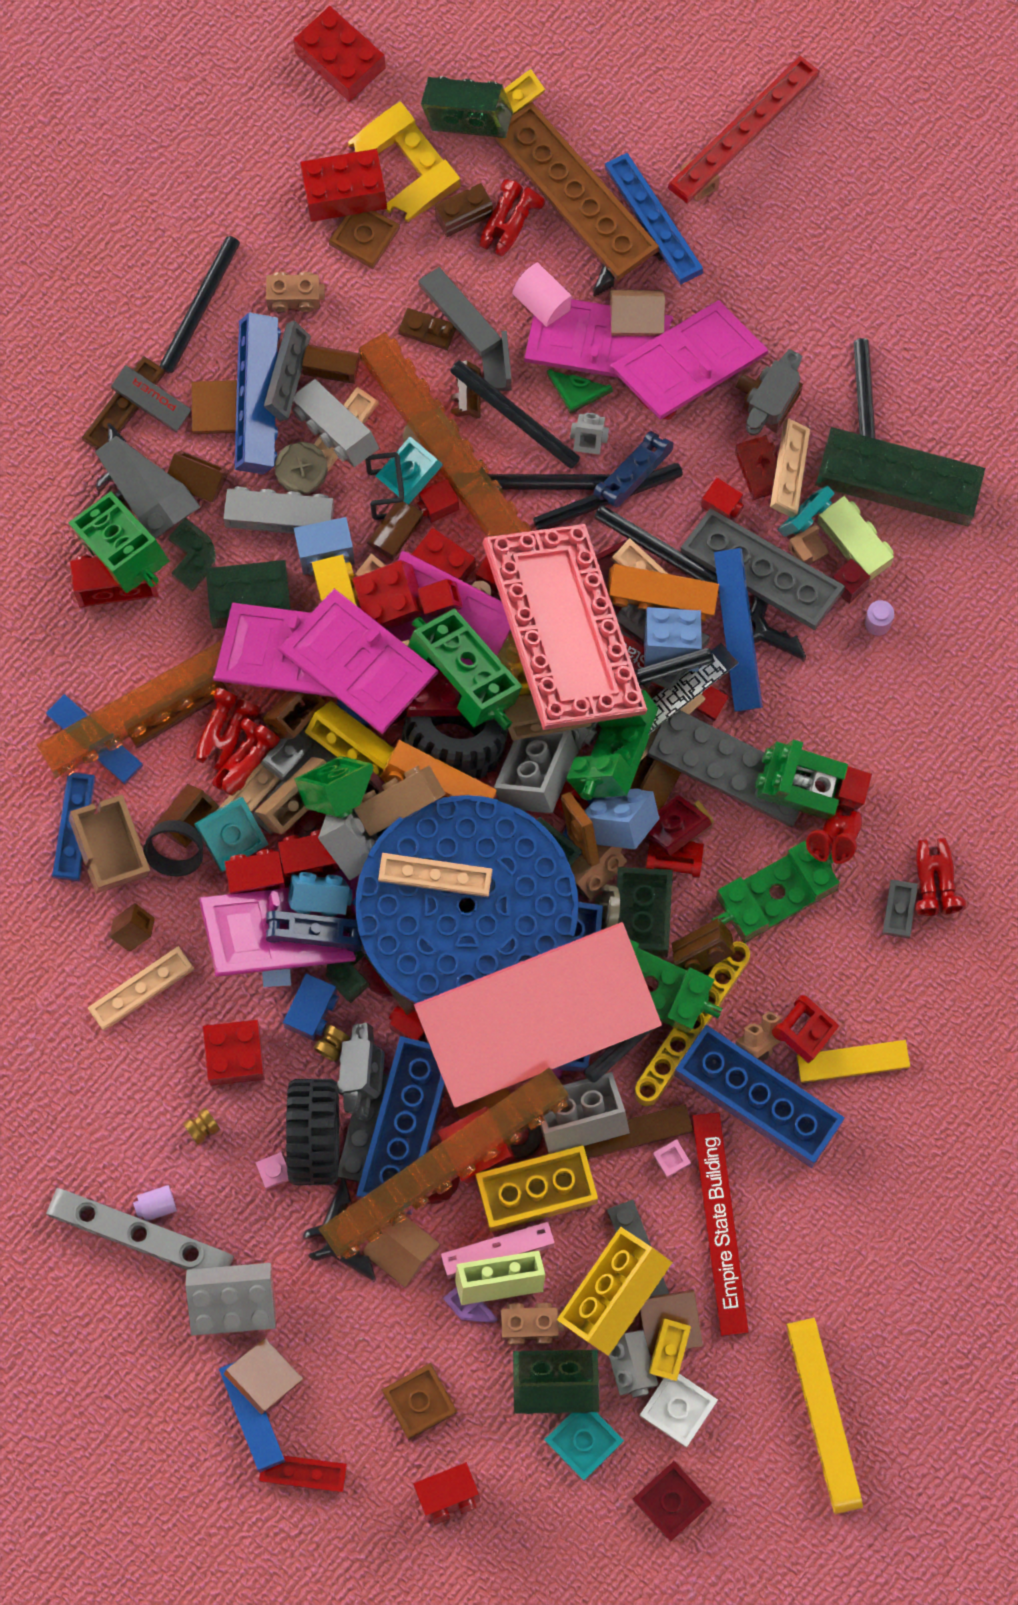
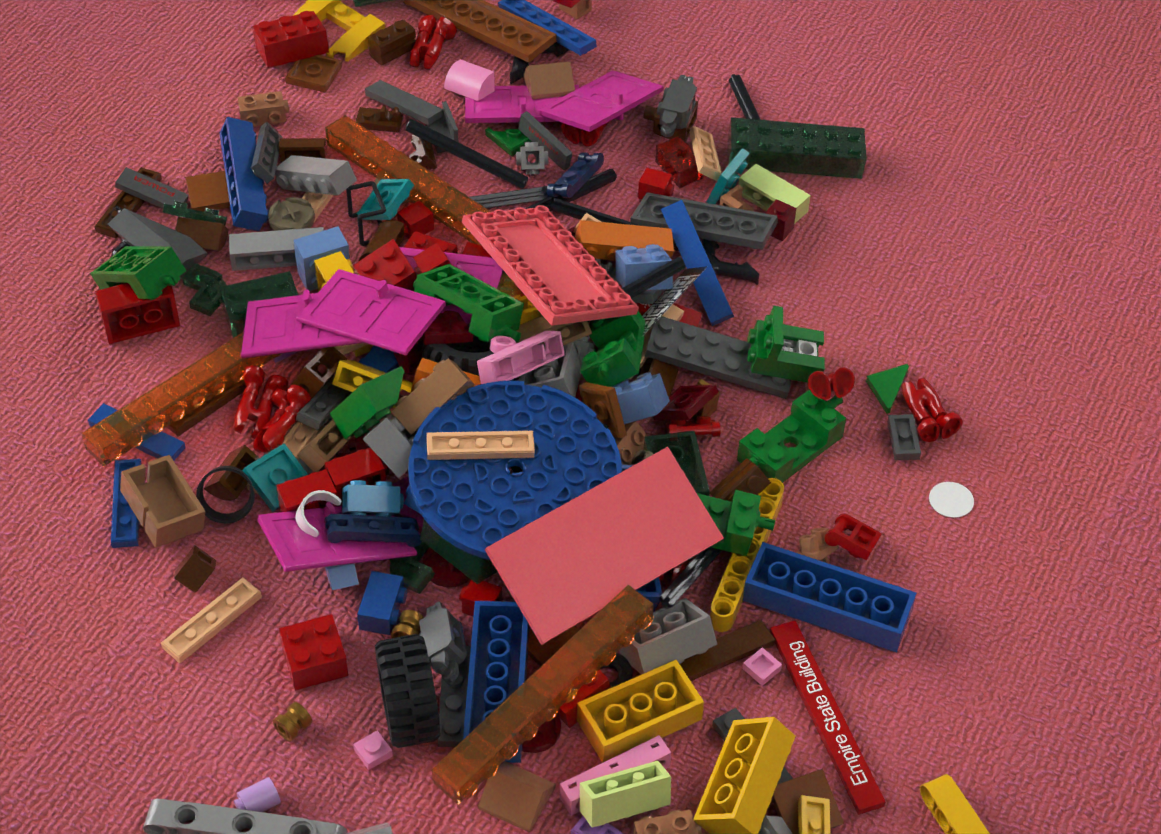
camera: 15 degrees left, 25 degrees down
(184, 443) = (180, 209): none -> clear green plate
(199, 304) = (183, 130): black axle -> none
(244, 899) = (313, 496): none -> white helmet
(357, 1262) = (466, 811): black piece -> none
(489, 734) = (501, 342): none -> bright pink tile
(513, 753) = (521, 357): none -> bright pink piece
(610, 408) = (538, 133): none -> dark grey tile
(853, 789) = (834, 353): red brick -> none
(854, 1061) = (907, 558): yellow tile -> none
(879, 617) = (812, 239): lavender brick -> none
(904, 833) = (887, 385): none -> green tile
(927, 994) = (951, 499): none -> white sticker

